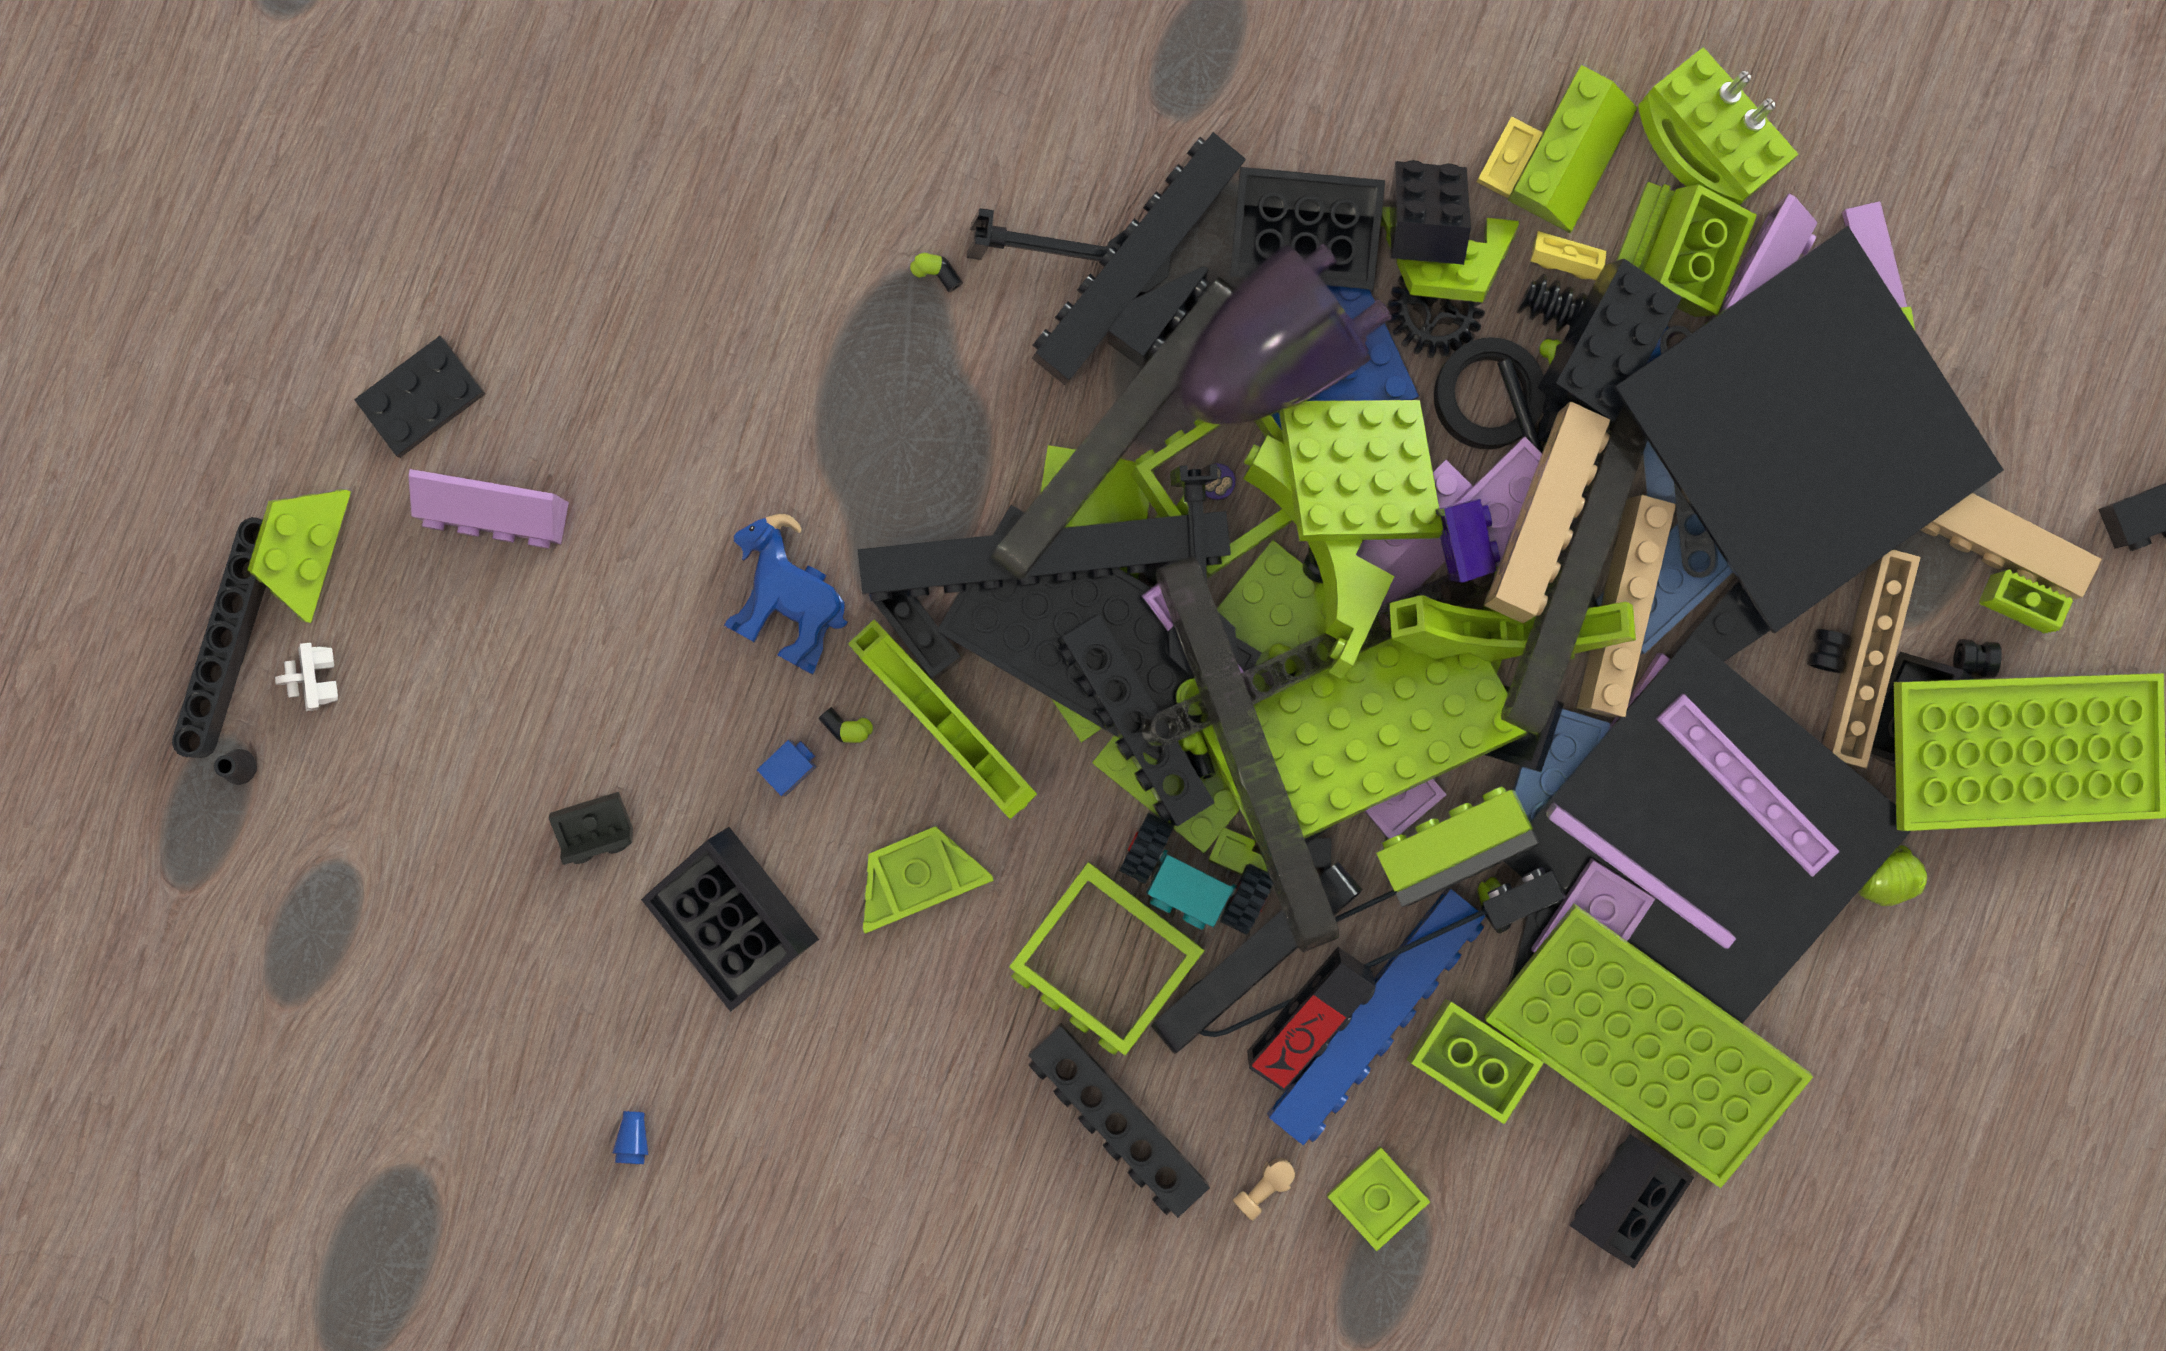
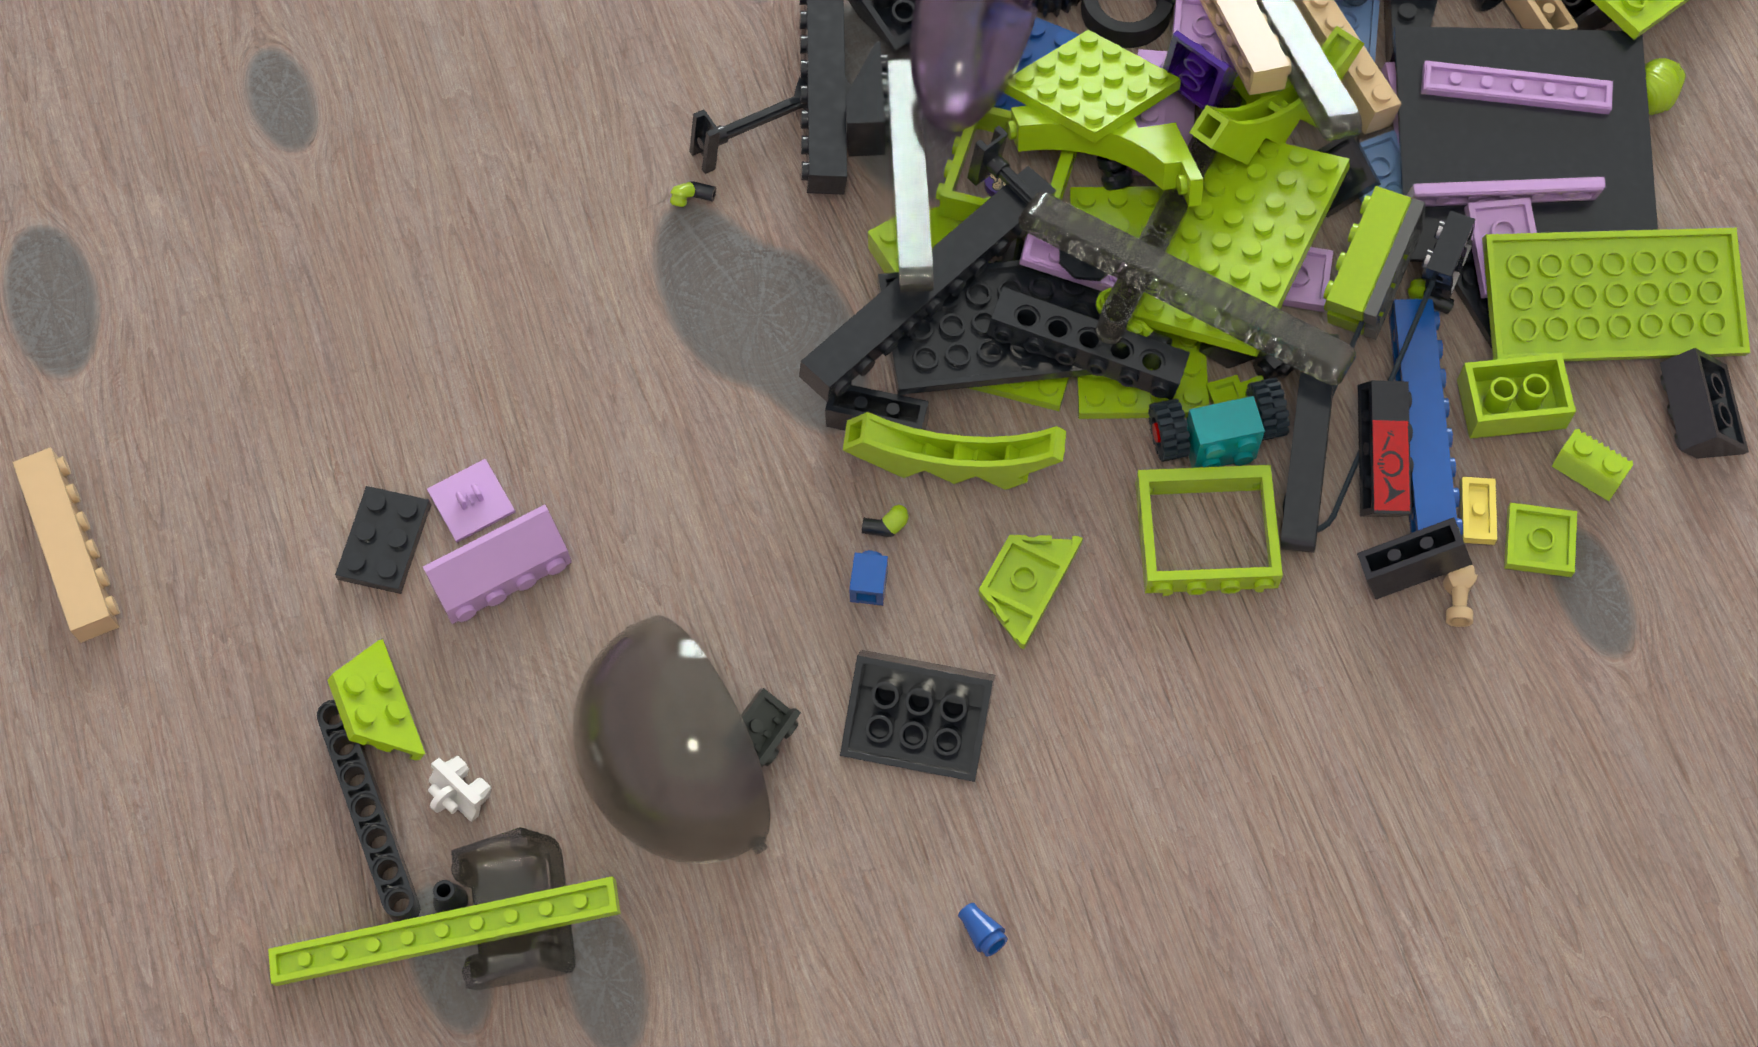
camera: 45 degrees left, 20 degrees down
(154, 188) = (66, 544): none -> tan brick
(205, 798) = (444, 931): none -> lime plate
(280, 825) = (506, 868): none -> clear smoke windscreen
(489, 781) = (669, 748): none -> clear smoke windscreen
(520, 417) = (471, 500): none -> lavender piece
(787, 590) = (766, 462): blue animal -> none
(1188, 1184) = (1300, 616): black brick -> none
(1246, 1134) = (1414, 558): none -> black brick
(1350, 1129) = (1478, 510): none -> light yellow plate
(1482, 1174) = (1592, 464): none -> lime brick

